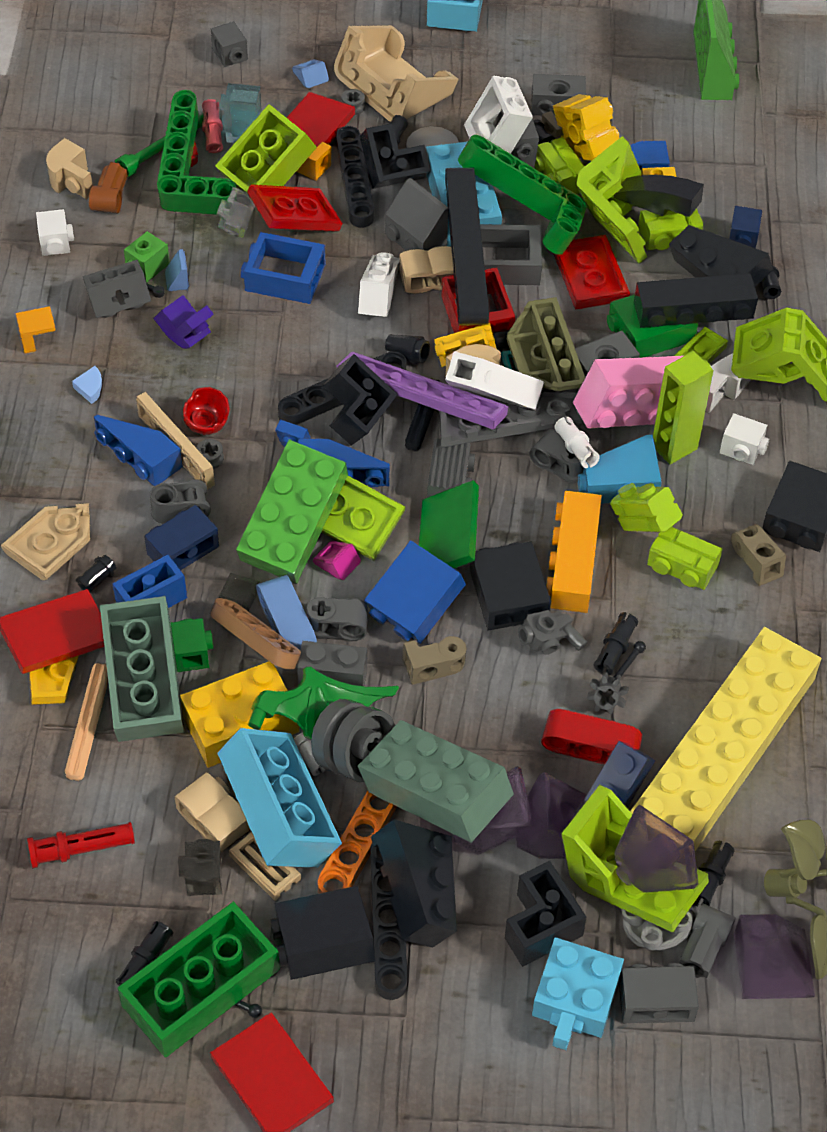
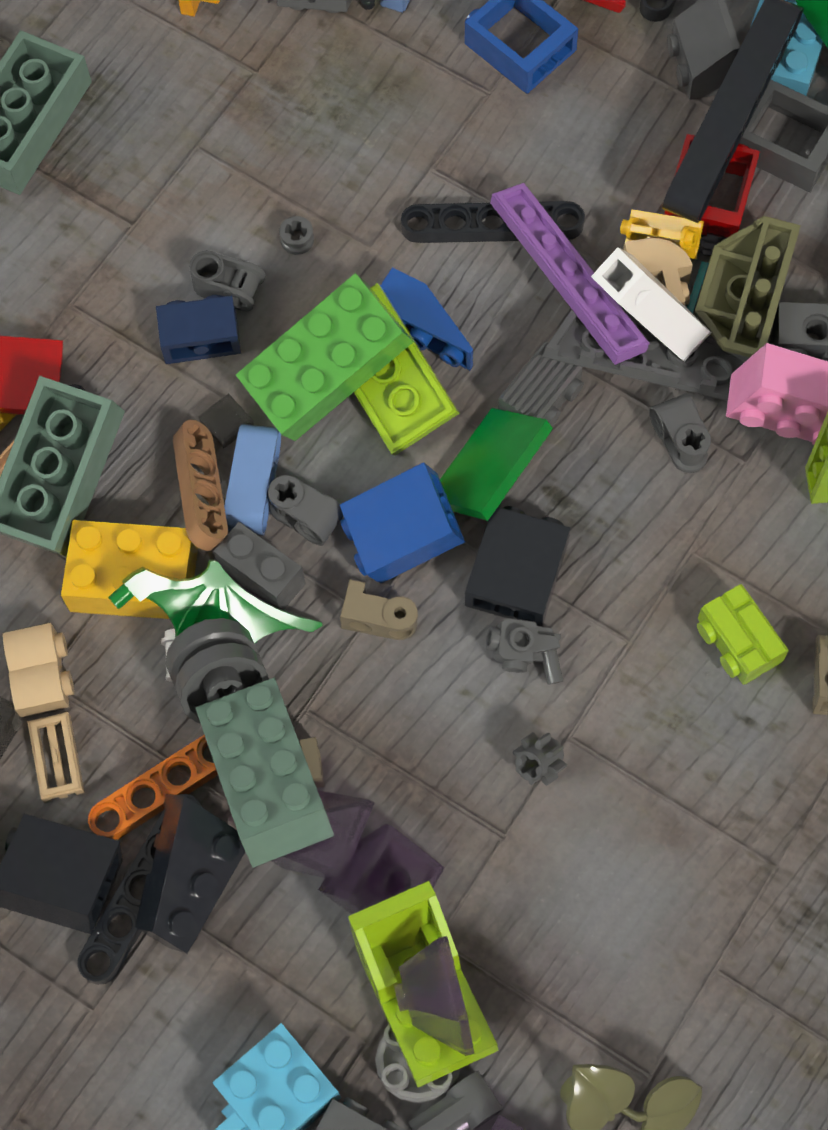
camera: 35 degrees right, 15 degrees up
(50, 539) = (71, 257): tan tile -> none
(89, 384) = (222, 86): light blue tile -> none
(100, 570) = (90, 324): black pin -> none
(143, 448) = (228, 195): blue slope -> none
(152, 581) = (126, 374): blue brick -> none
(183, 323) = (364, 57): dark purple brick -> none
(191, 644) = (132, 459): green brick -> none
(192, 459) = (265, 202): tan tile -> none
(206, 411) = (319, 181): red hair -> none
(279, 798) = (100, 695): medium azure brick -> none
(289, 431) = (394, 257): blue plate -> none
(337, 559) = (354, 434): dark pink slope -> none
(363, 397) = (498, 251): black brick -> none
(378, 285) = (614, 106): white slope -> none
(414, 348) = (599, 207): black cone -> none
(419, 426) = (547, 311): black axle -> none
(424, 269) = (677, 110): tan brick -> none
(548, 914) = (300, 995): black brick -> none
(575, 551) = (619, 562): light orange brick -> none
(577, 442) = (699, 429): white pin -> none
(586, 735) = (487, 803): red beam -> none
(615, 643) = (592, 700): black pin -> none
(623, 772) = (477, 874): dark blue brick -> none
(624, 465) = (739, 491): dark azure slope -> none
(639, 647) = (618, 718): black hinge -> none
(646, 508) = (728, 554): lime brick -> none
(715, 867) = (517, 1037): black pin -> none
(730, 735) = (630, 893): light yellow brick -> none

